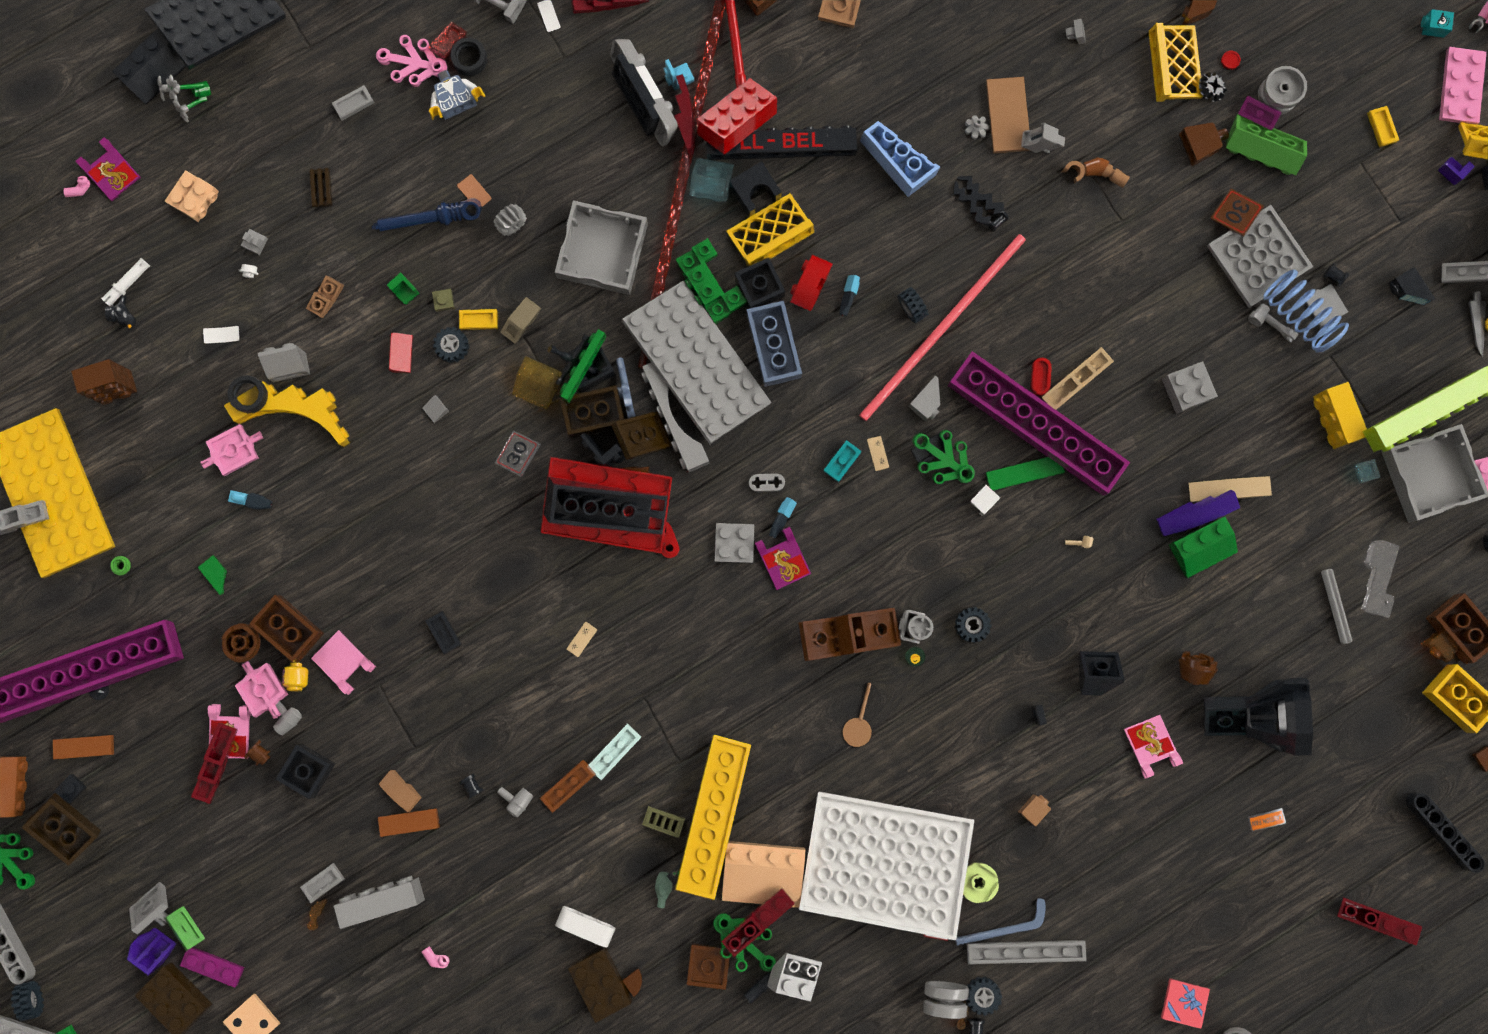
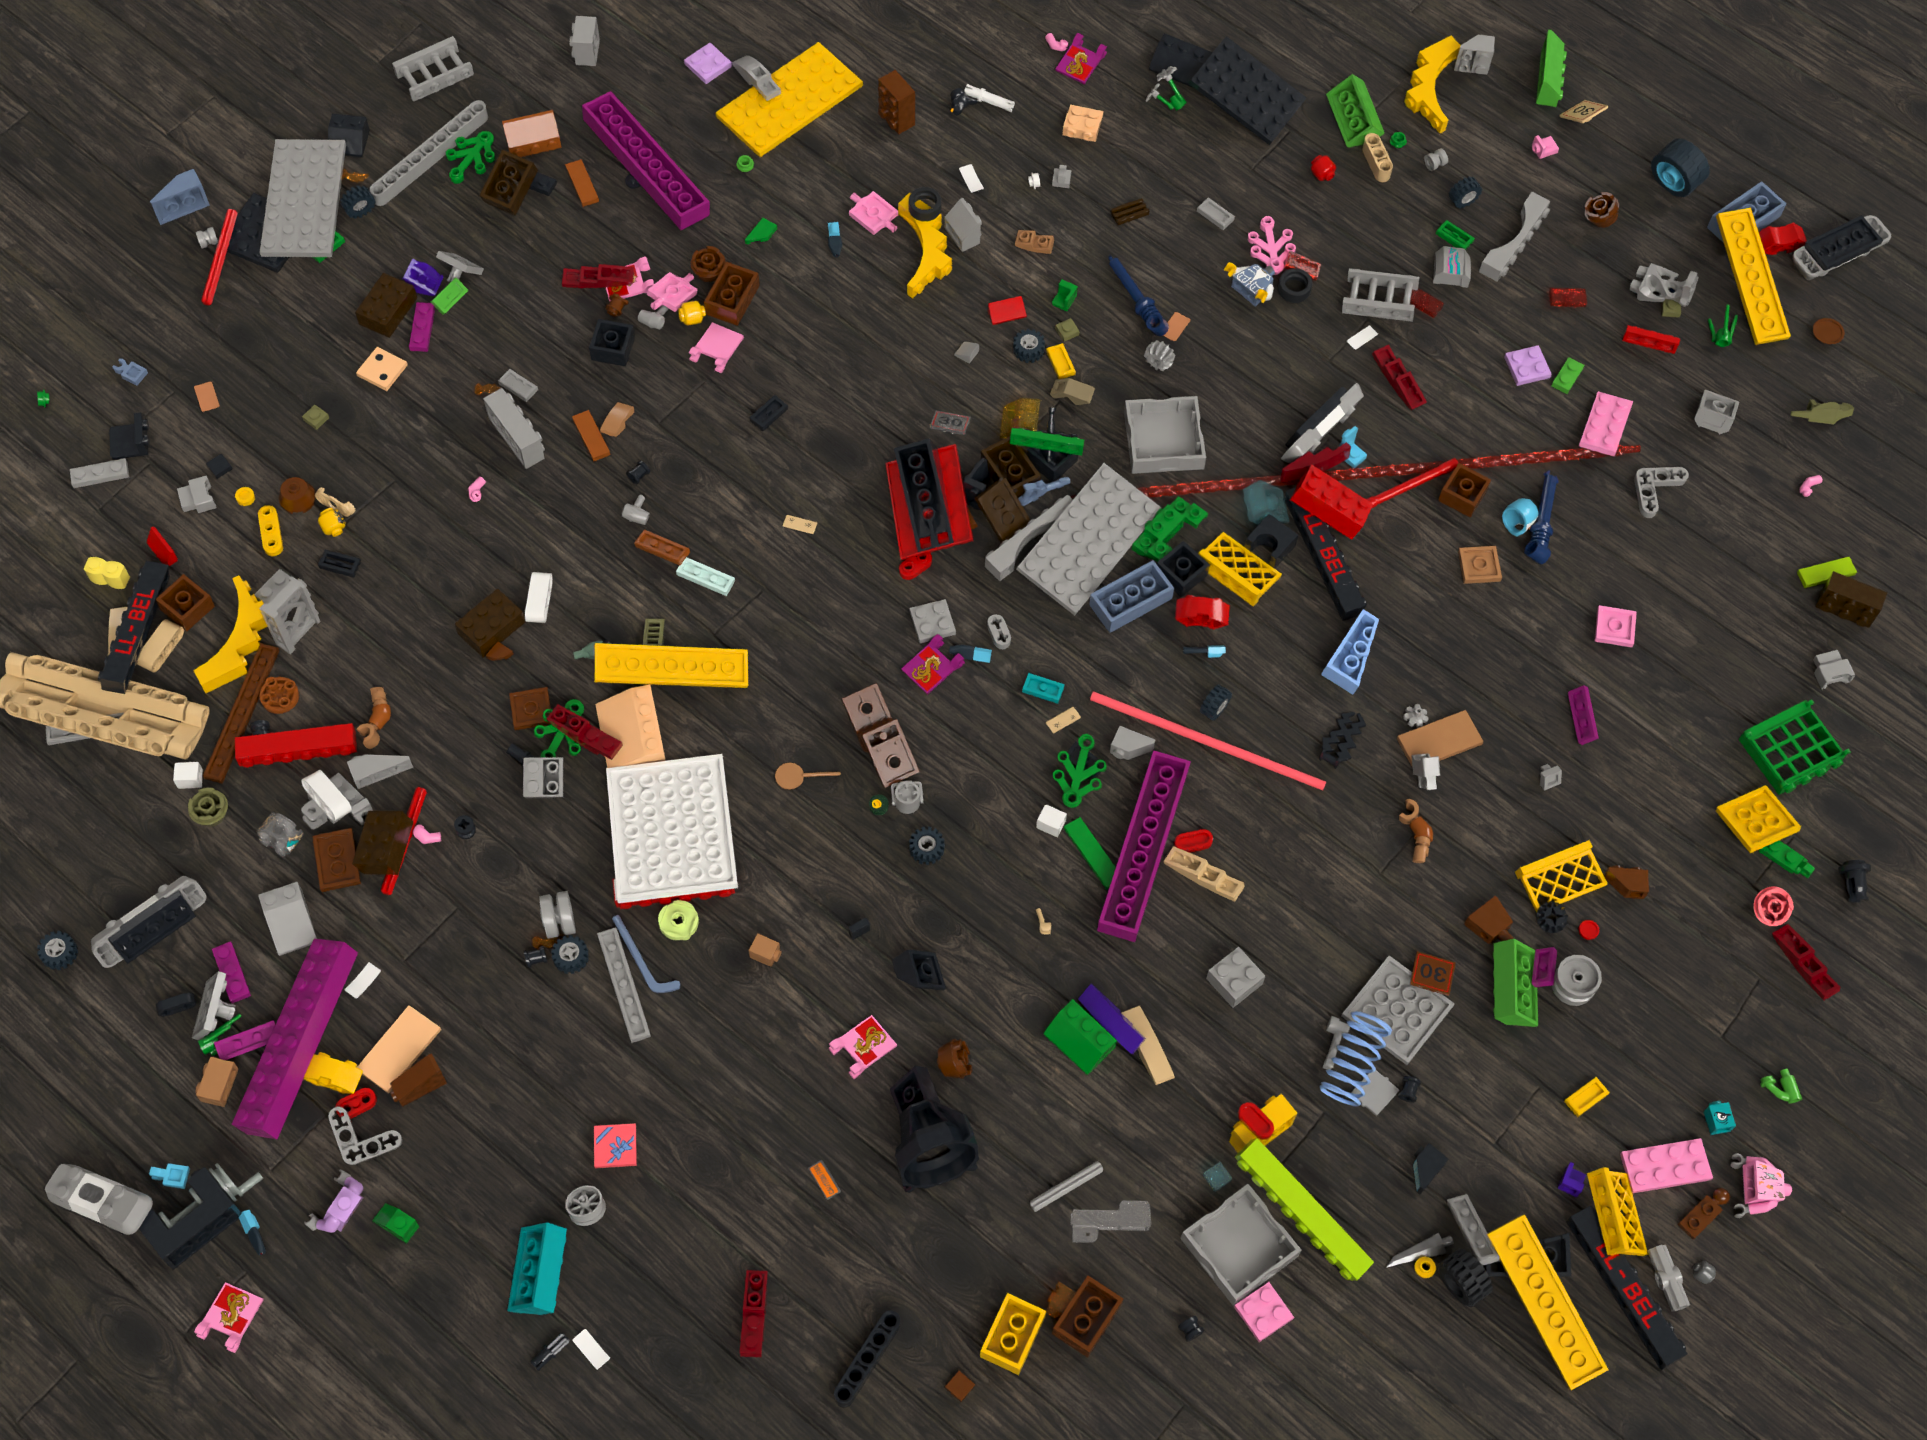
camera: 70 degrees right, 20 degrees down
(1347, 421) = (1256, 1121): none -> red tile

